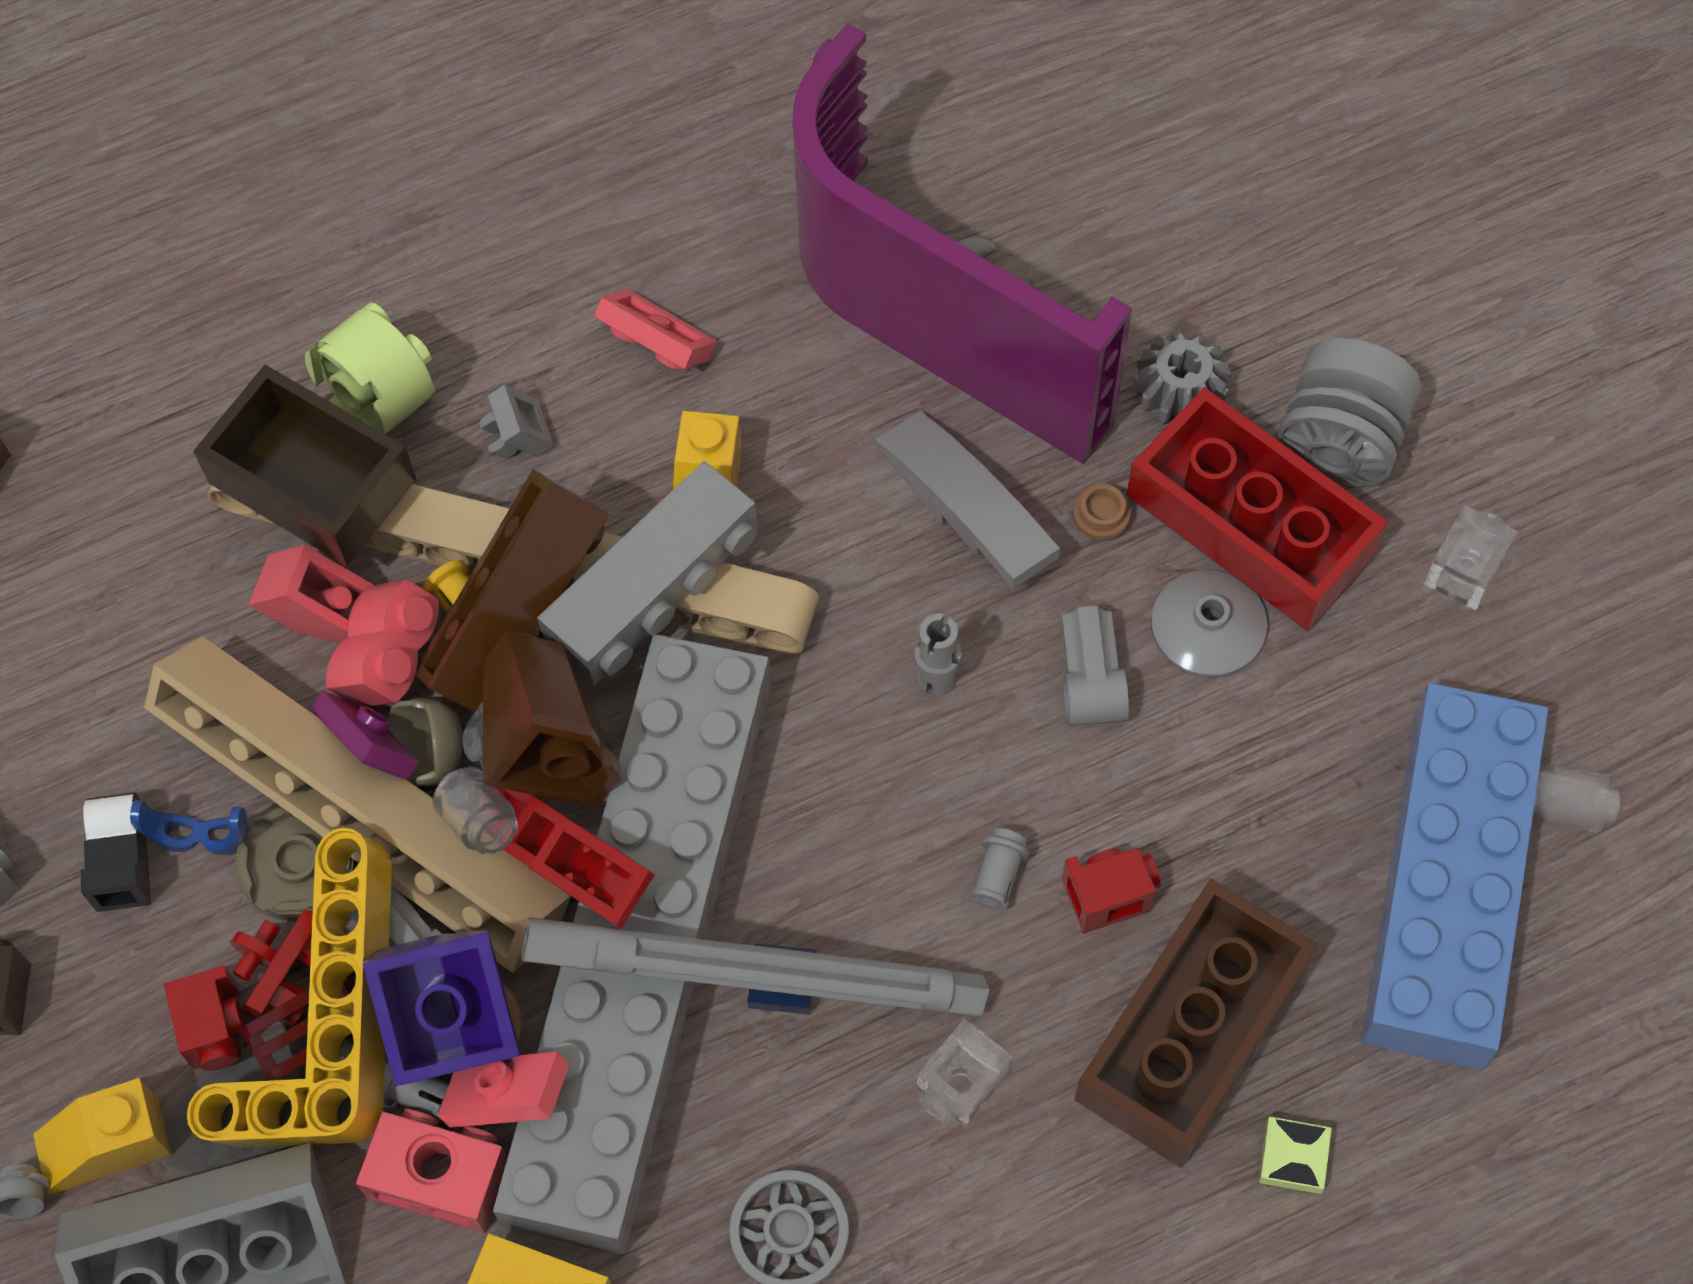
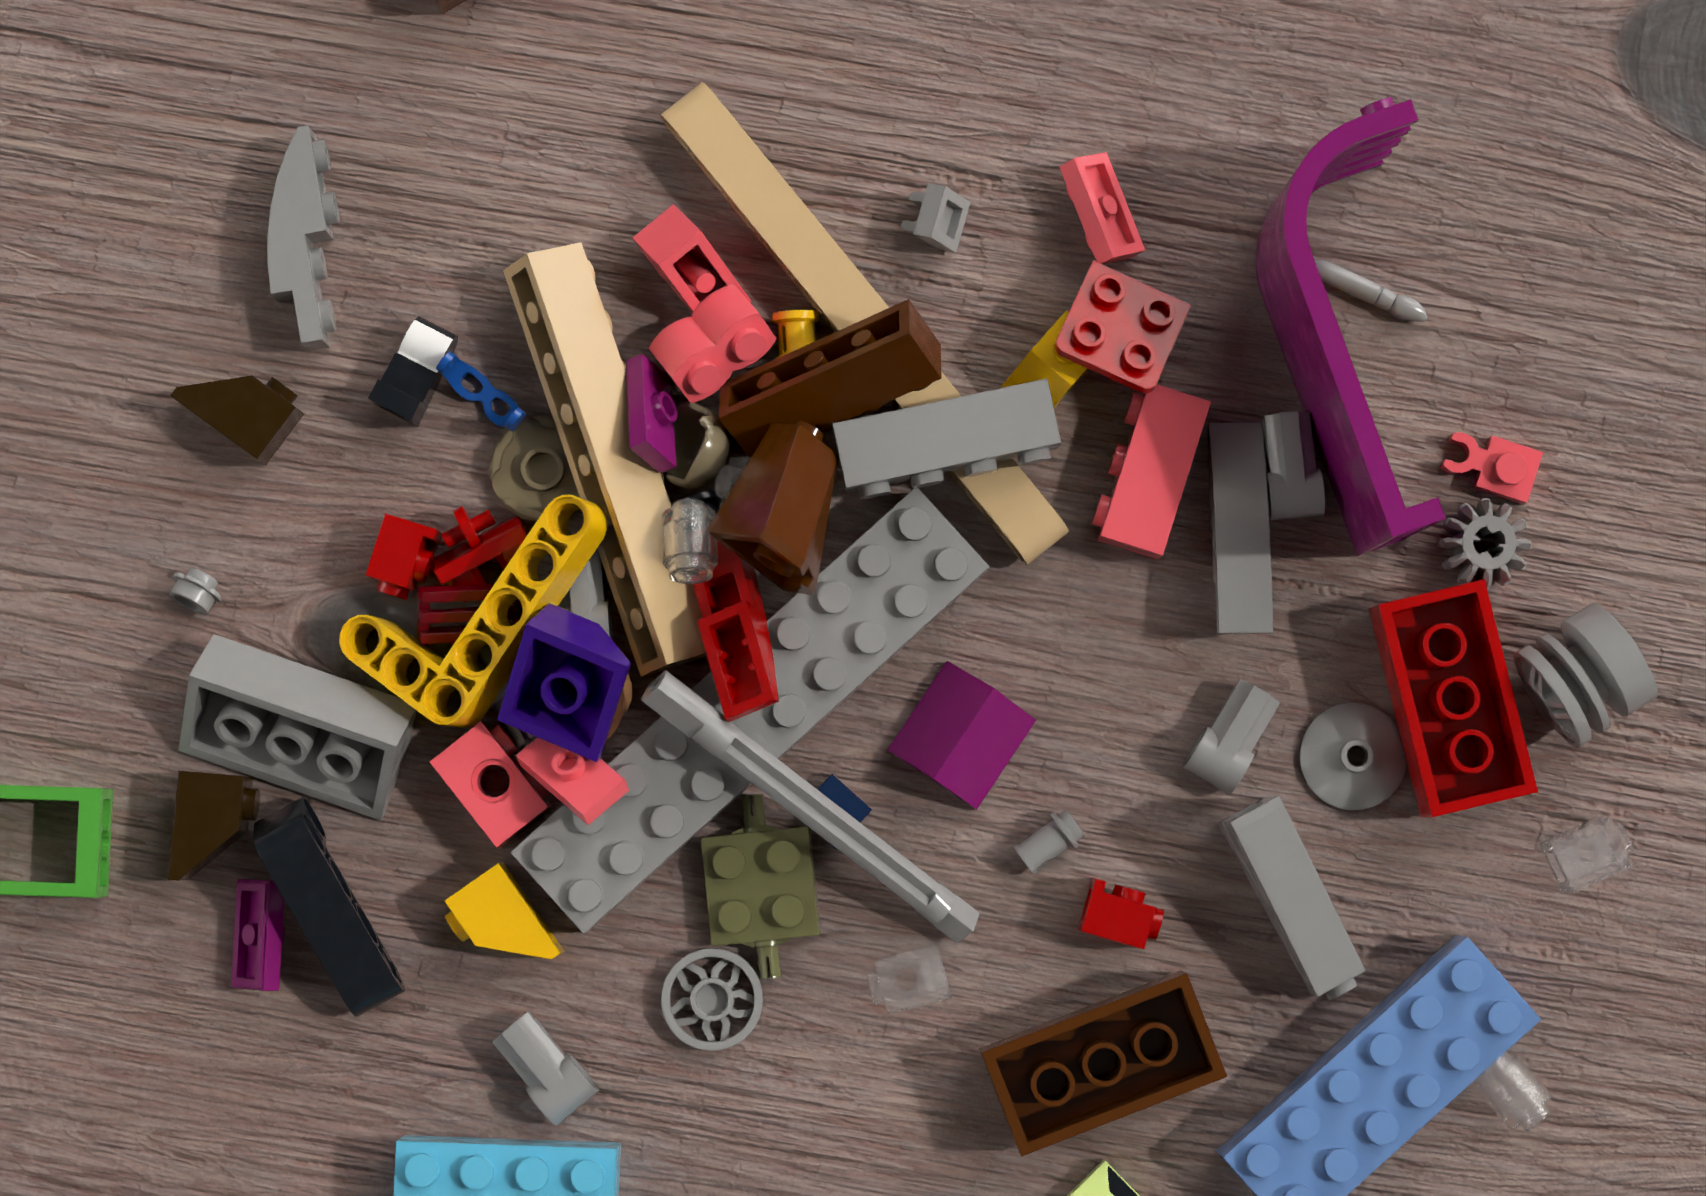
camera: 30 degrees right, 20 degrees up
(102, 1136) = (275, 592): yellow slope -> none
(305, 464) = (742, 163): dark brown piece -> none
(372, 369) = (851, 99): yellowish green brick -> none
(740, 392) = (1121, 328): none -> bracket
(761, 1092) = (760, 886): none -> olive plate
(850, 830) = (962, 734): none -> magenta slope
(854, 502) = (1151, 470): none -> coral brick
(937, 654) = (1124, 639): light grey pin -> none
(986, 432) = (1292, 477): none -> light grey piece
(1102, 512) = (1337, 611): medium nougat plate -> none
(1154, 312) = (1501, 468): none -> coral plate
(1248, 757) = (1293, 896): none -> light grey slope

